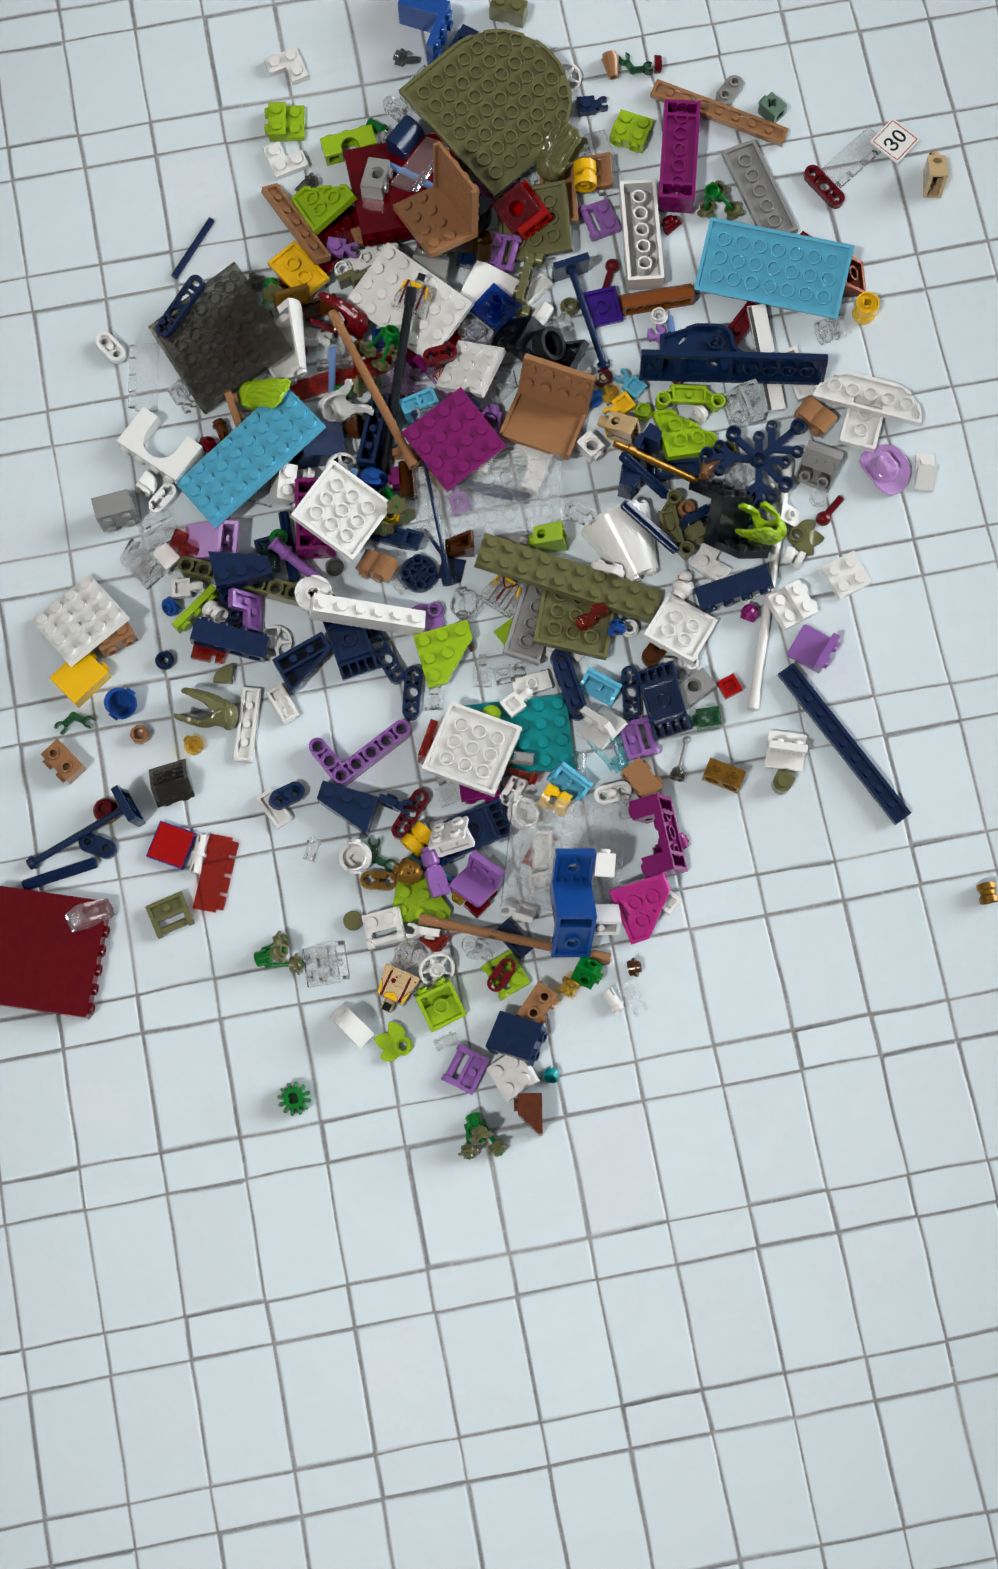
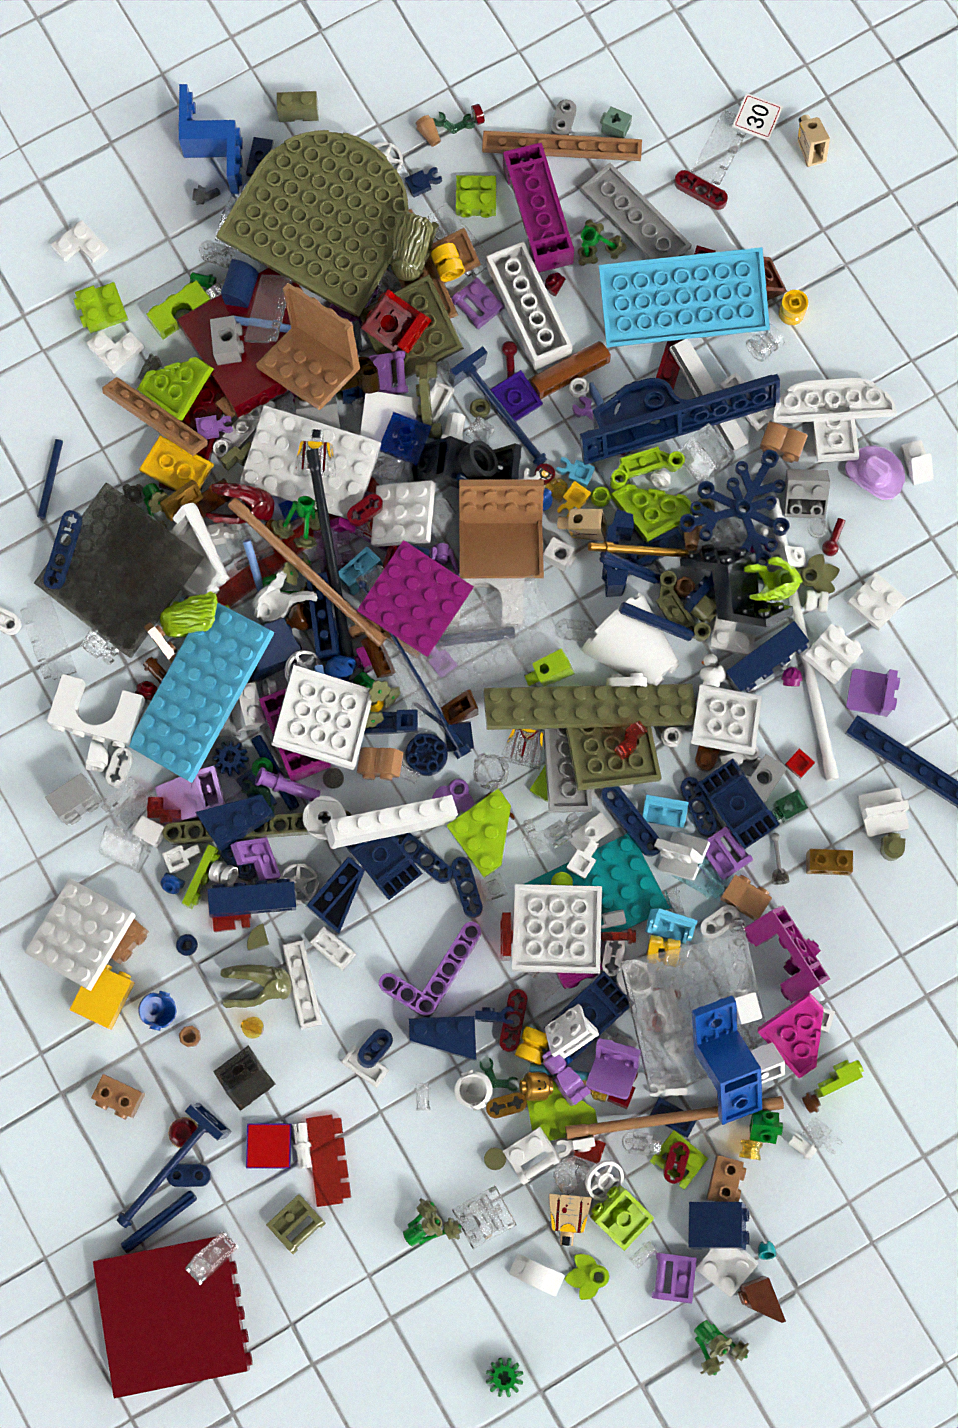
camera: 20 degrees left, 0 degrees up
(73, 716) = (108, 1043): clear green arm -> none
(249, 522) = (238, 759): none -> dark blue gear
(516, 537) = (520, 681): light grey bar -> none
(617, 627) = (660, 741): blue plate -> none
(669, 953) = (843, 1074): none -> lime plate

